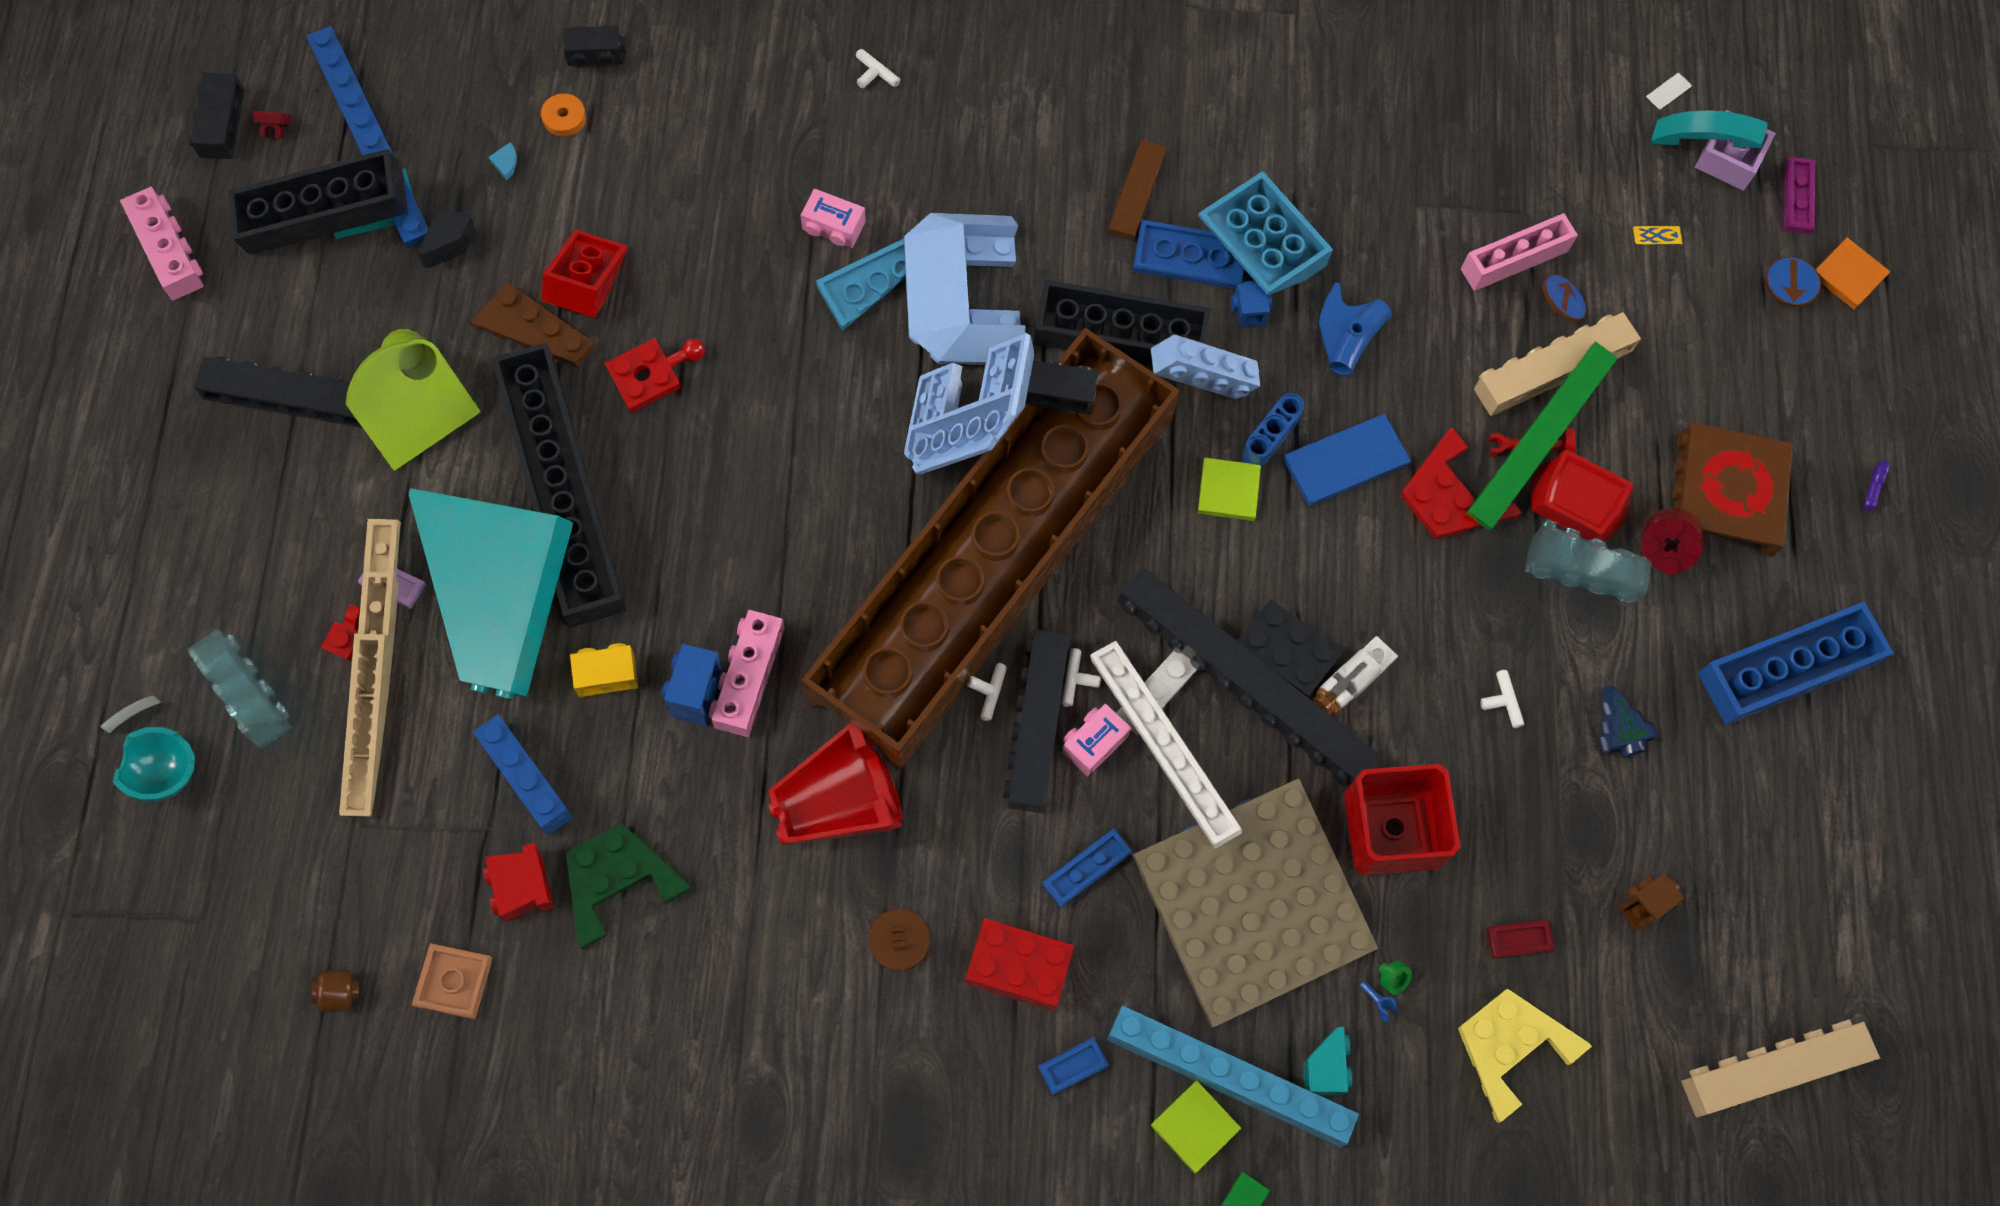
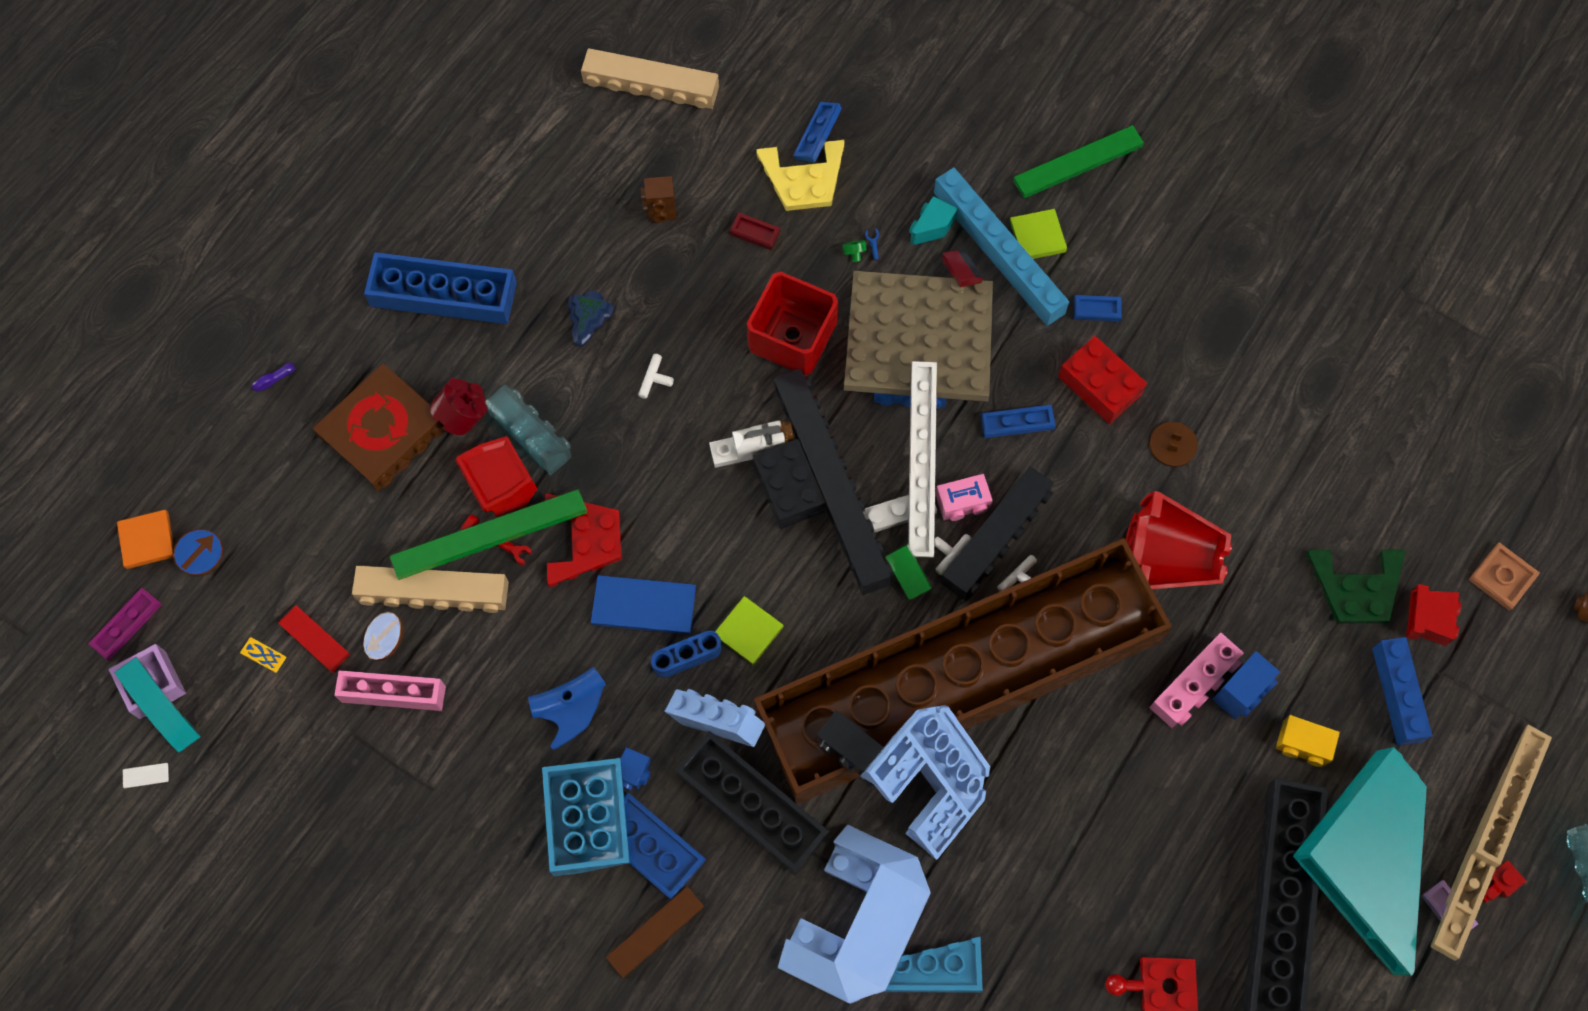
camera: 145 degrees left, 0 degrees up
(1106, 624) = (908, 572): none -> green tile
(1258, 1019) = (962, 268): none -> dark red tile
(1538, 1115) = (817, 132): none -> blue tile
(1624, 269) = (314, 639): none -> red tile

